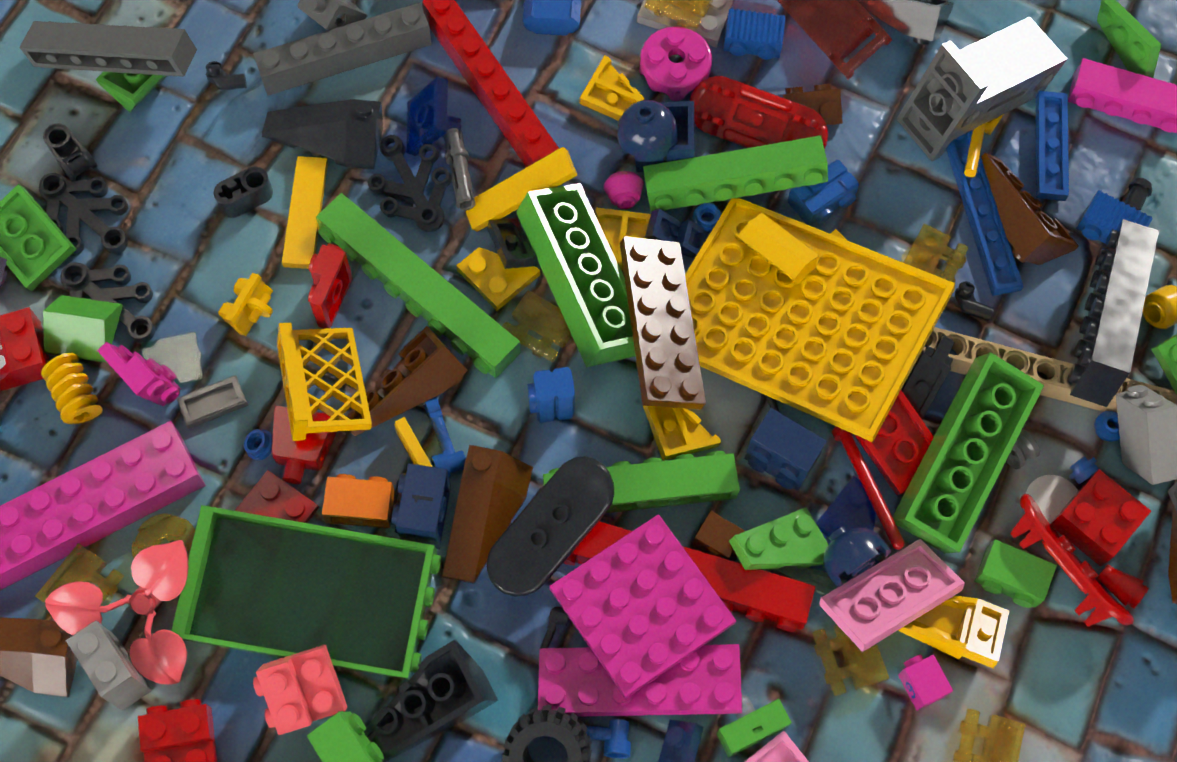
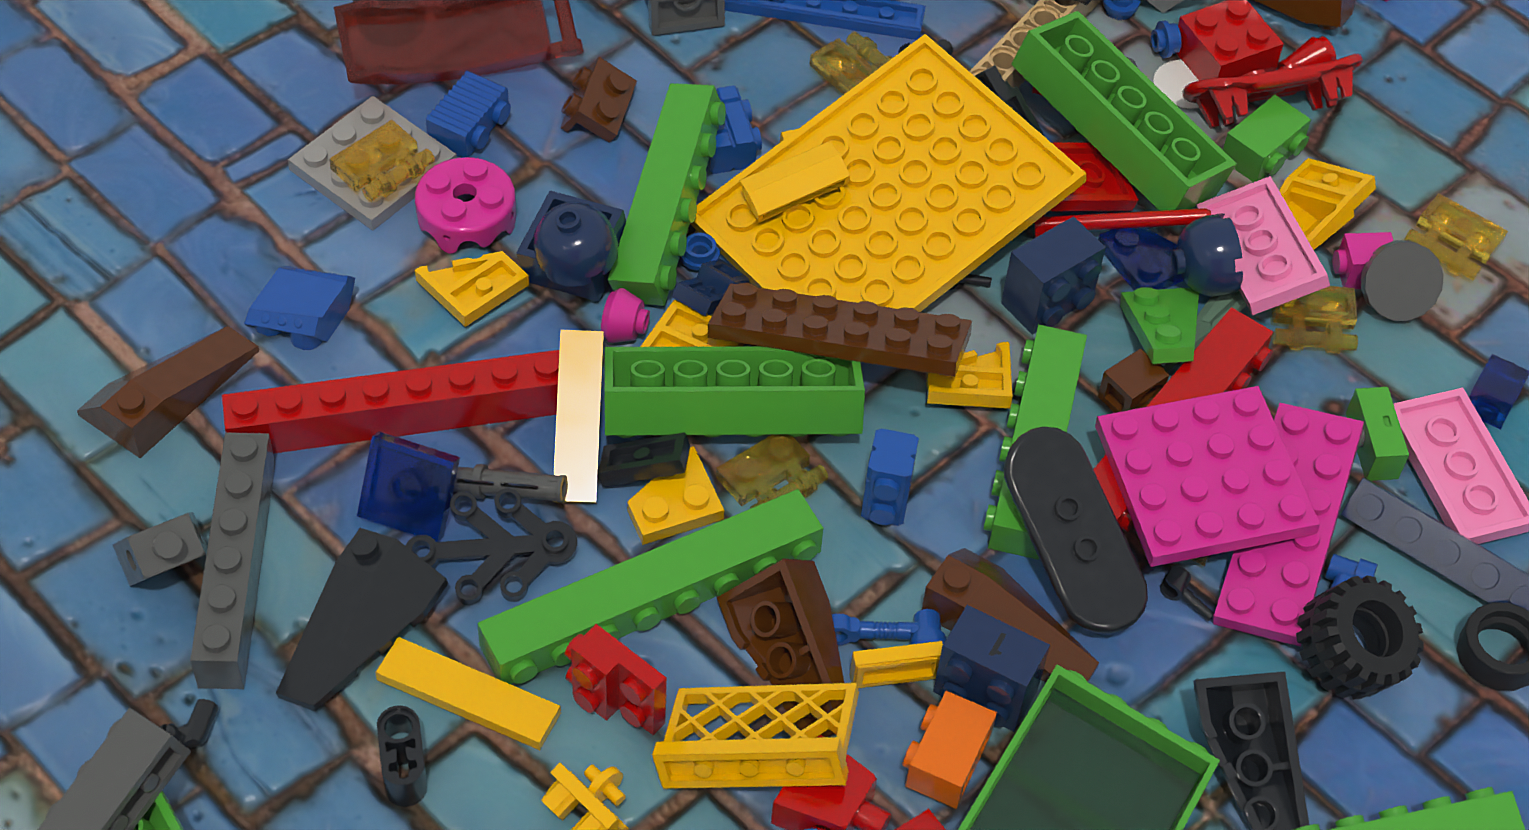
camera: 70 degrees left, 15 degrees down
(752, 115) = (590, 151): red piece -> none
(909, 712) = (1402, 280): none -> dark grey tile

